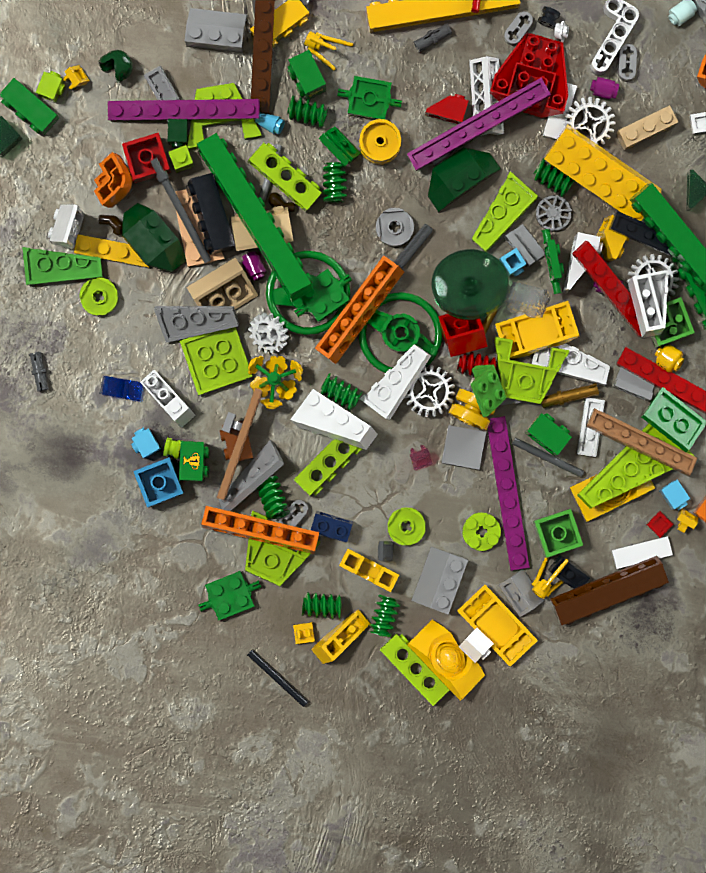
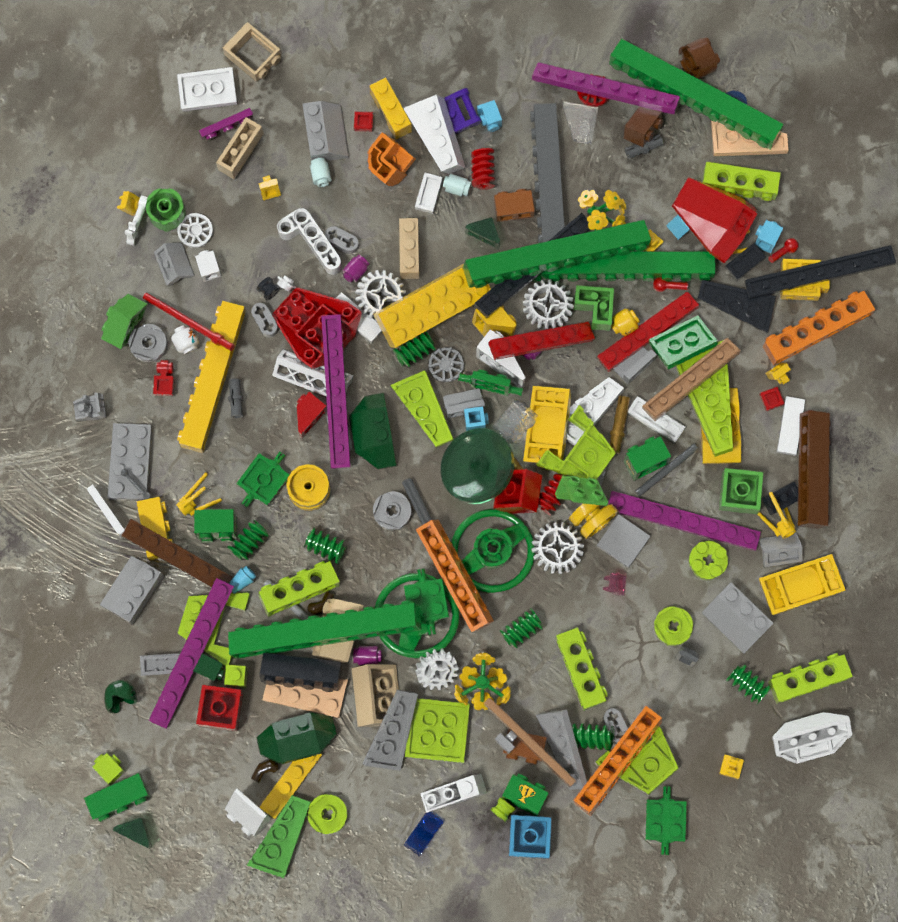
camera: 60 degrees left, 10 degrees down
(38, 371) = (371, 904): dark grey pin -> none
(76, 76) = (111, 738): yellow tile -> none
(114, 181) = (227, 748): orange brick -> none
(145, 443) = (485, 833): medium azure brick -> none
(162, 177) = (246, 699): dark grey bar -> none
(277, 678) = (763, 811): black bar -> none
(321, 605) = (713, 736): green piece -> none
(329, 419) = (548, 645): white wedge -> none
(332, 526) = (643, 693): dark blue bracket -> none
(339, 146) = (294, 525): green plate -> none
(340, 637) = (751, 735): yellow slope -> none
(362, 692) = (811, 737): none -> white wedge
(369, 570) = (699, 678): yellow arch -> none
(394, 386) = (540, 578): white wing -> none
(445, 659) = (813, 644): yellow slope -> none
(476, 645) = (813, 611): white brick -> none
(649, 301) = (569, 313): white wedge -> none
(675, 495) = (751, 373): medium azure brick -> none

